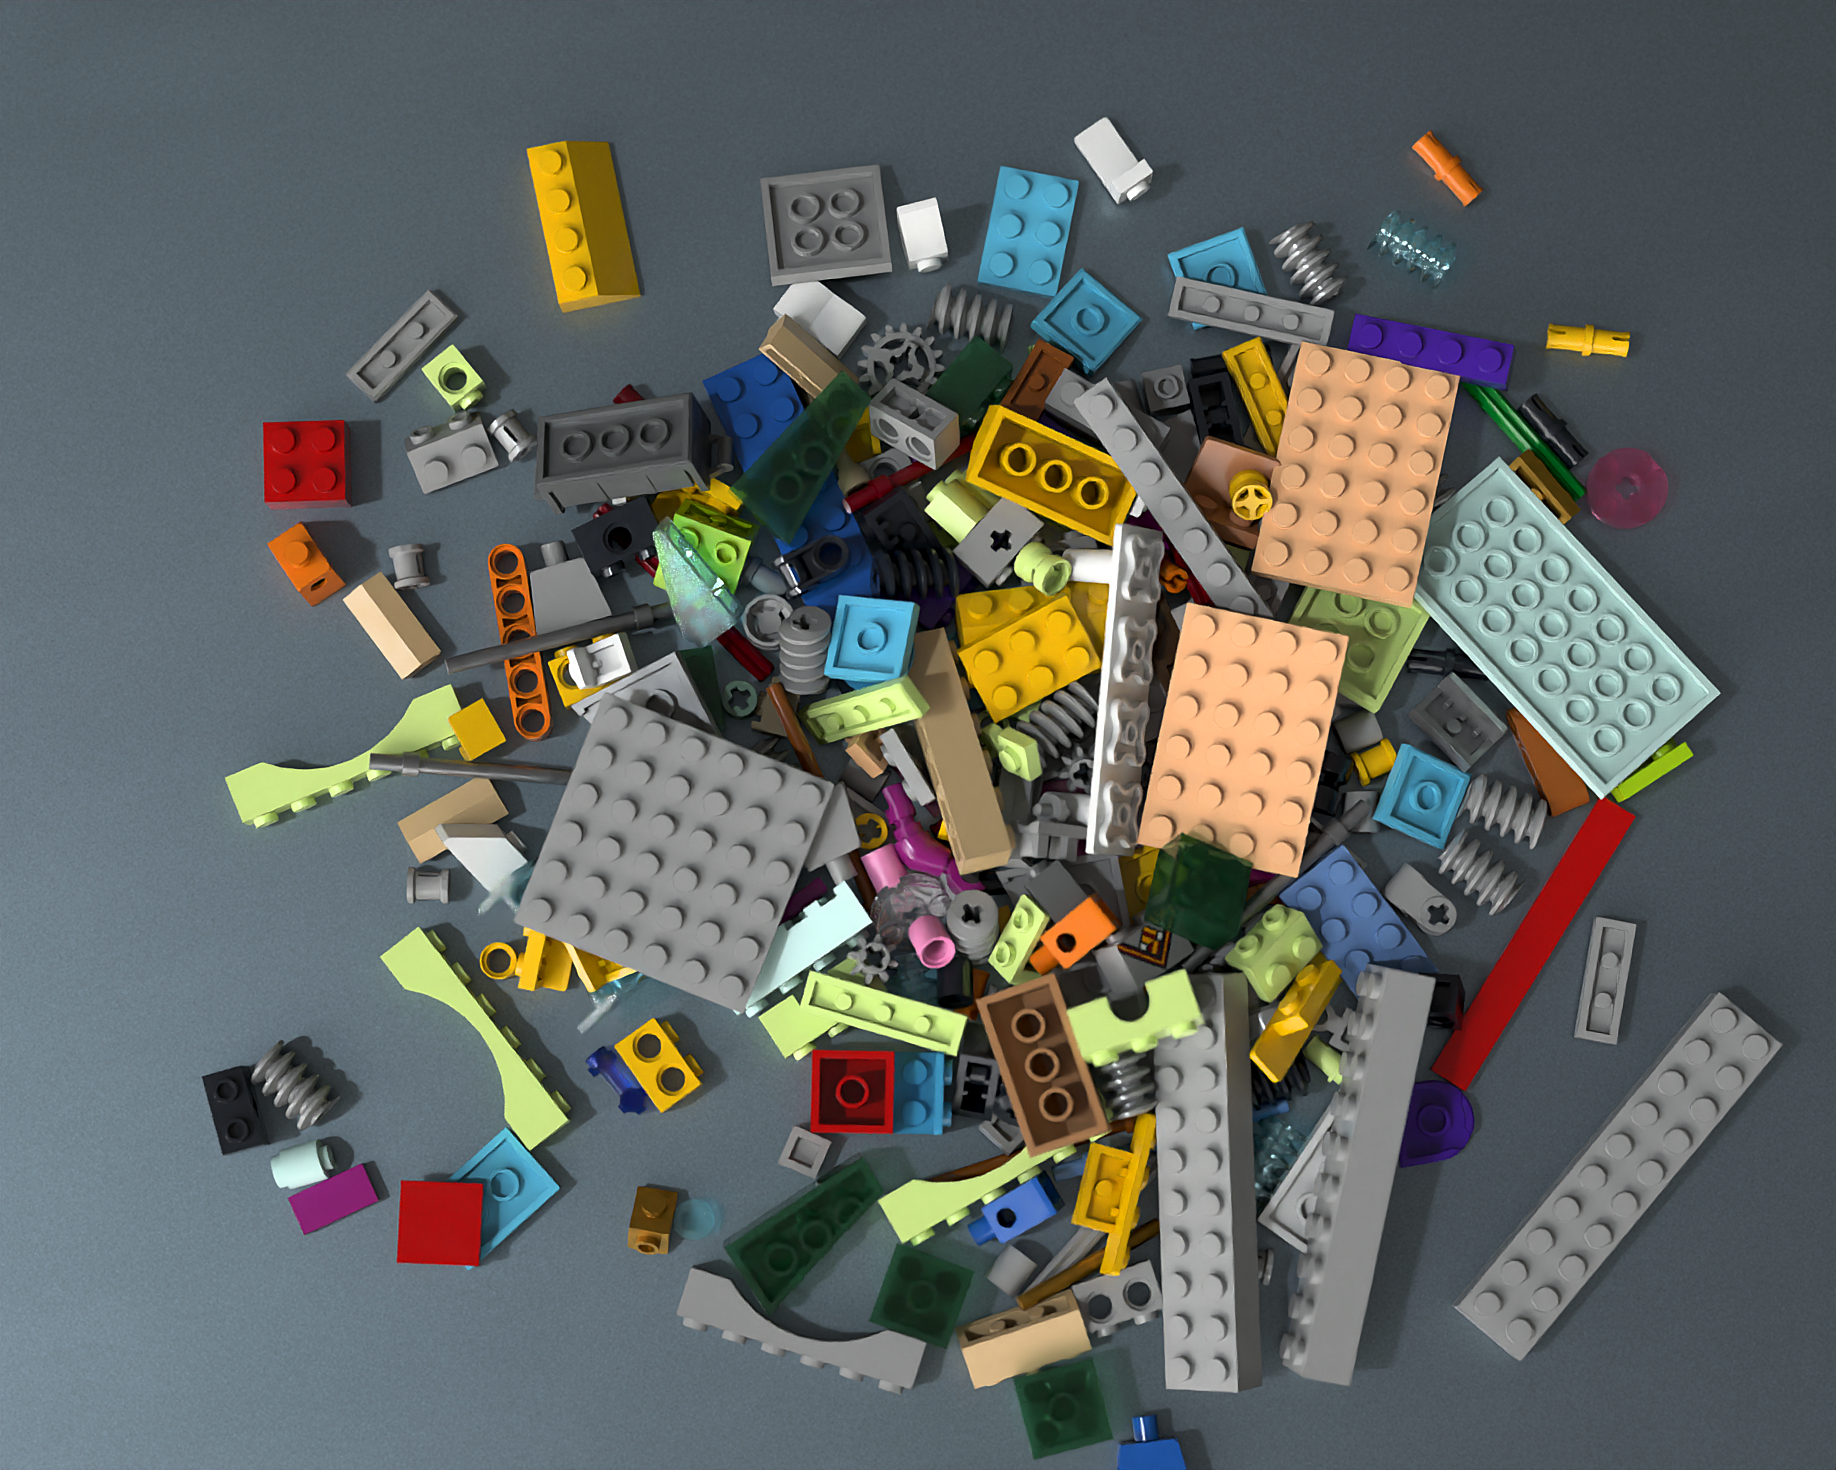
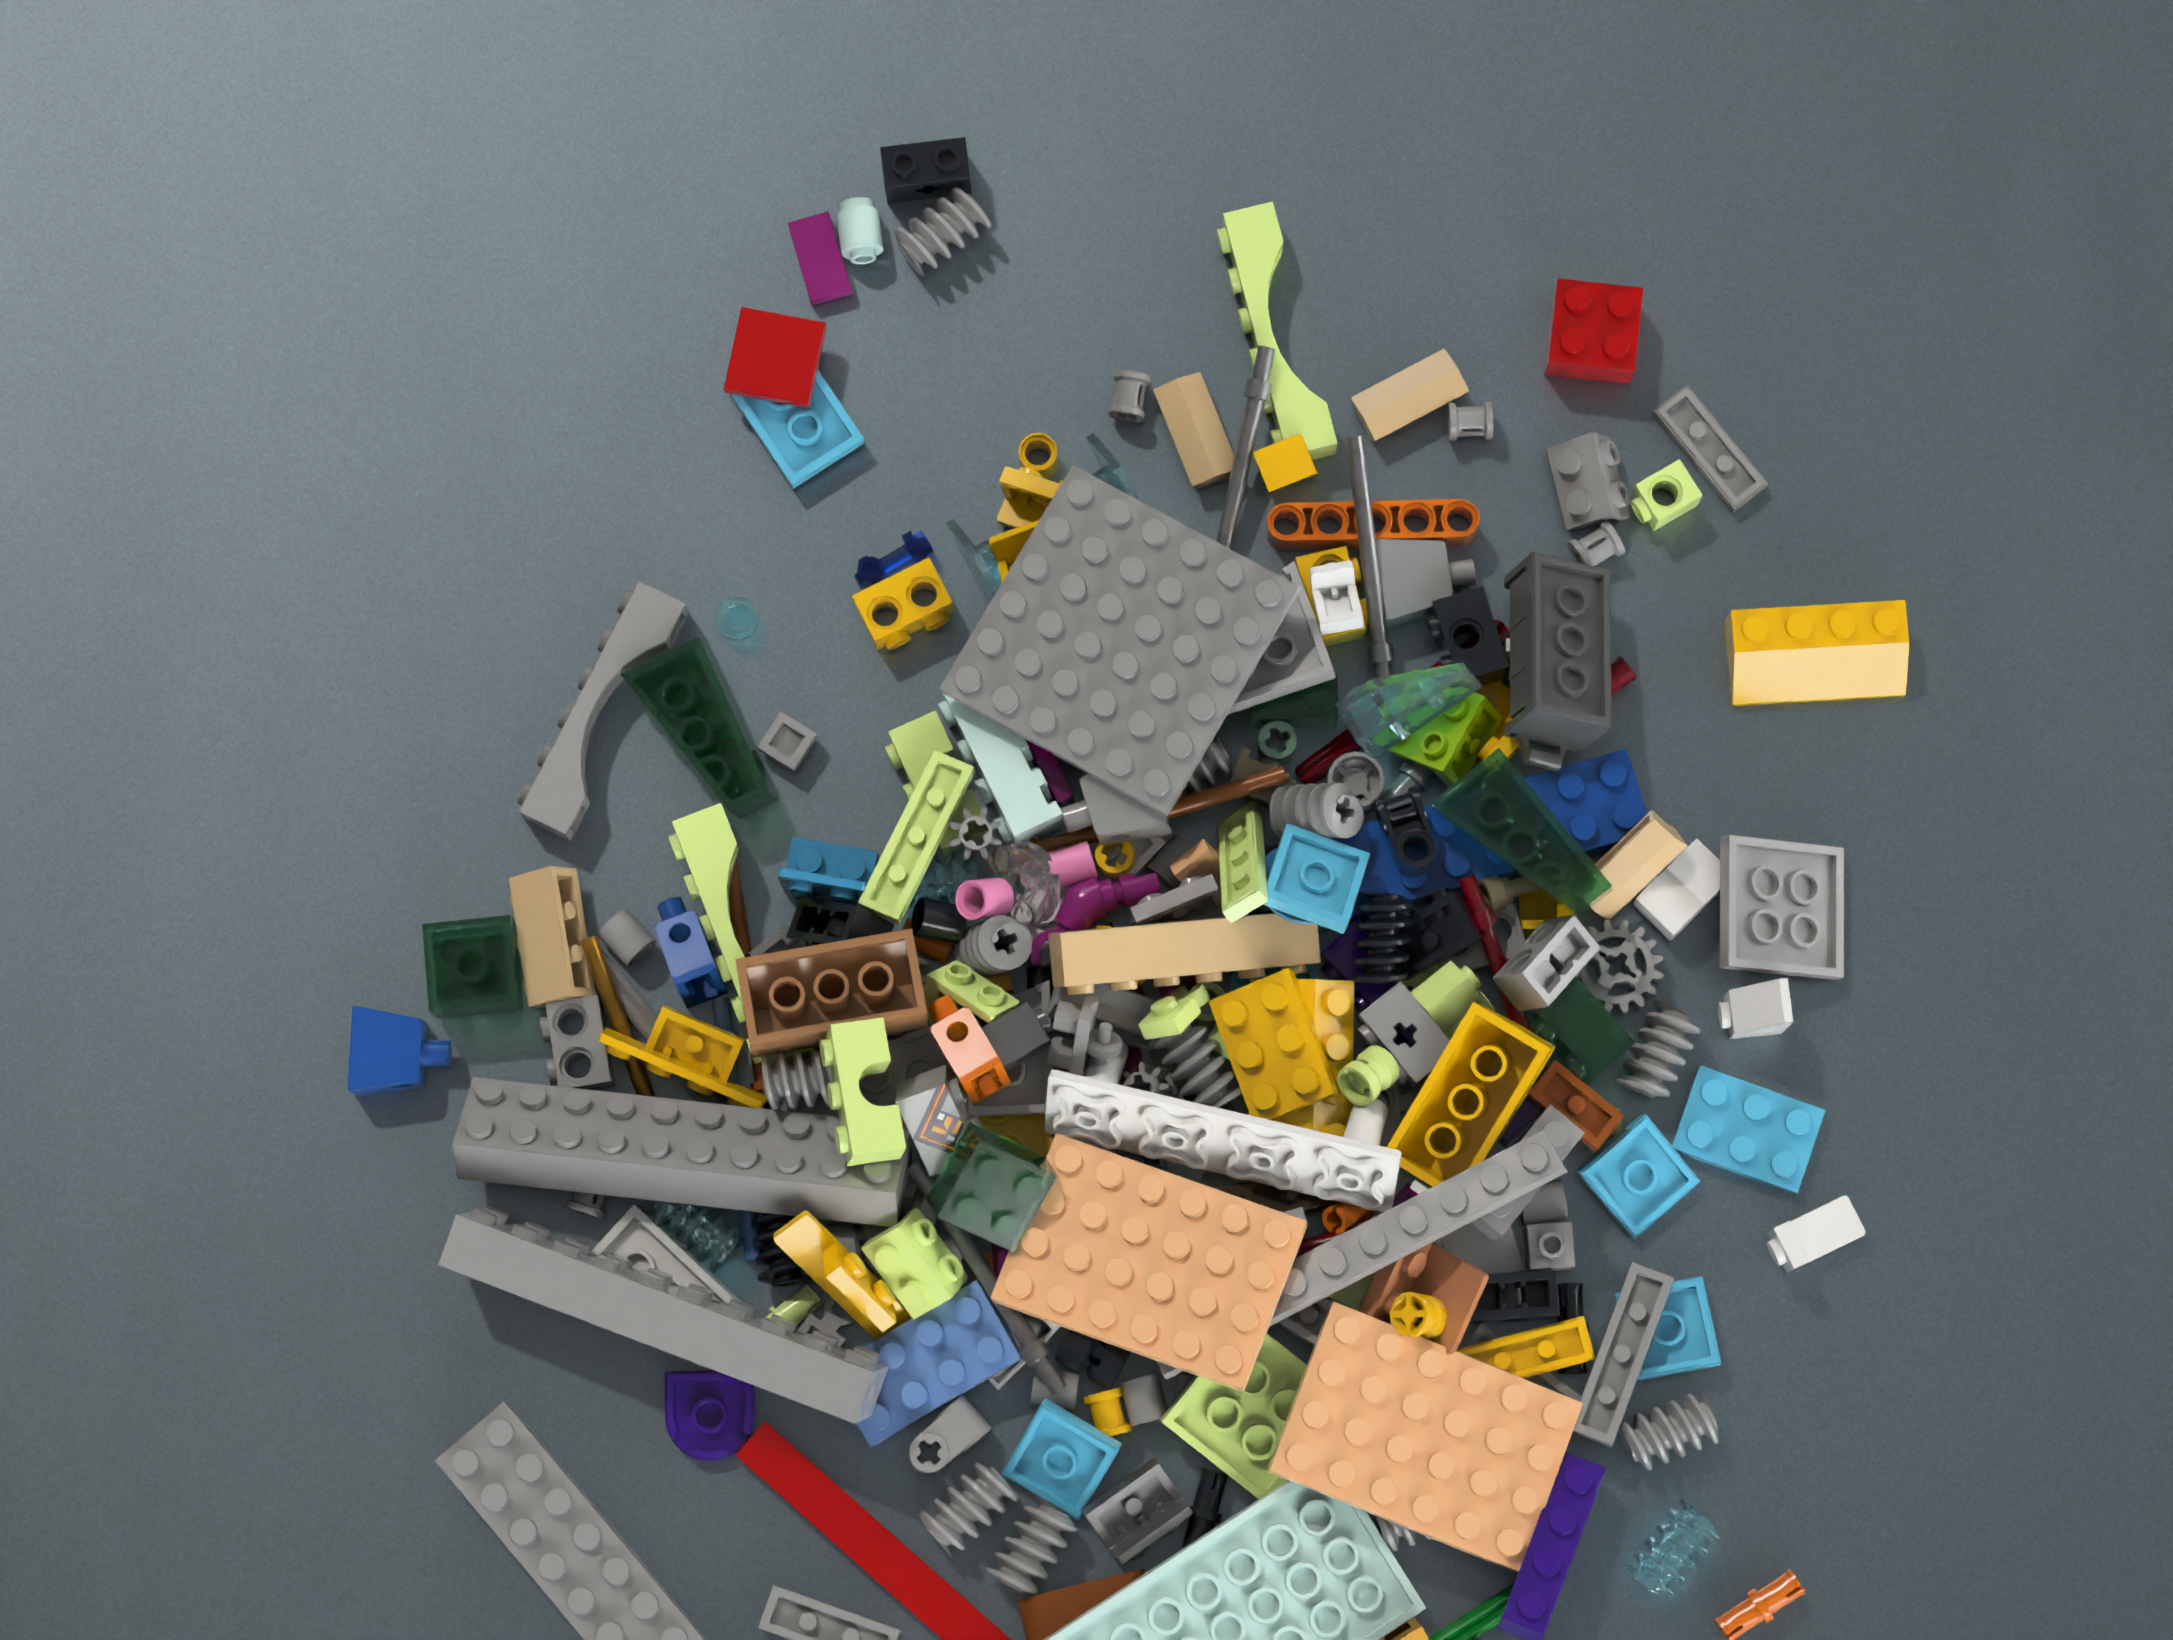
camera: 100 degrees right, 5 degrees down
(306, 563) = (1490, 313): orange torso -> none
(484, 850) = (1156, 453): white slope -> none
(529, 1105) = (886, 465): yellowish green arch -> none
(652, 1220) = (742, 574): pearl gold bracket -> none
(852, 1091) = (840, 797): red brick -> none
(921, 1295) = (615, 837): clear green brick -> none
(1446, 1002) = (834, 1442): black brick -> none

